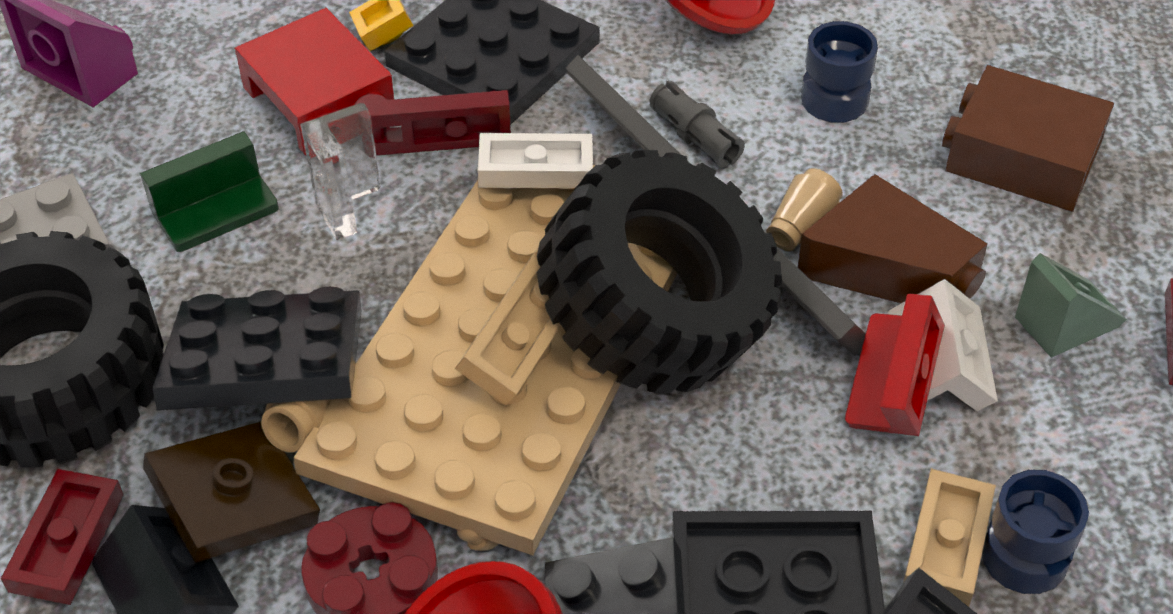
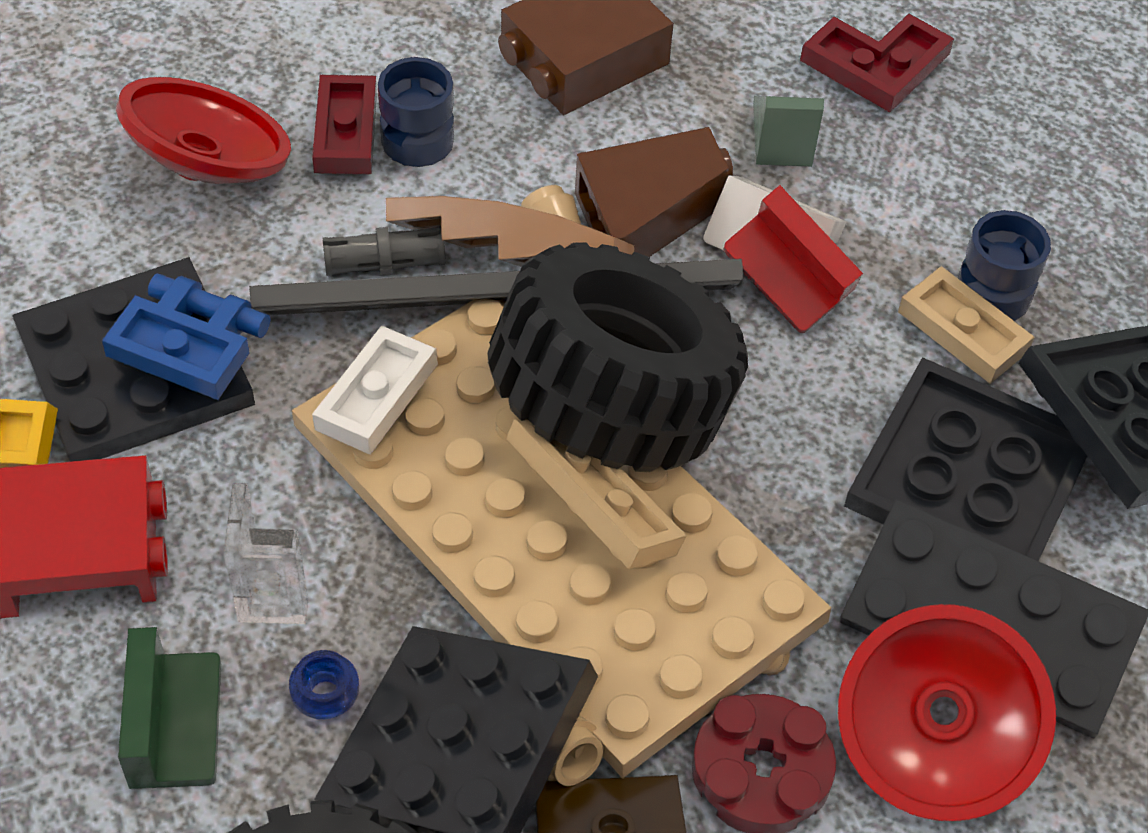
camera: 65 degrees left, 5 degrees up
(281, 264) = (318, 668): none -> clear blue plate
(436, 121) = (222, 458): dark red plate -> none
(496, 47) = (181, 347): none -> blue plate
(760, 171) = (483, 223): none -> medium nougat slope
(782, 50) = (345, 124): none -> dark red plate

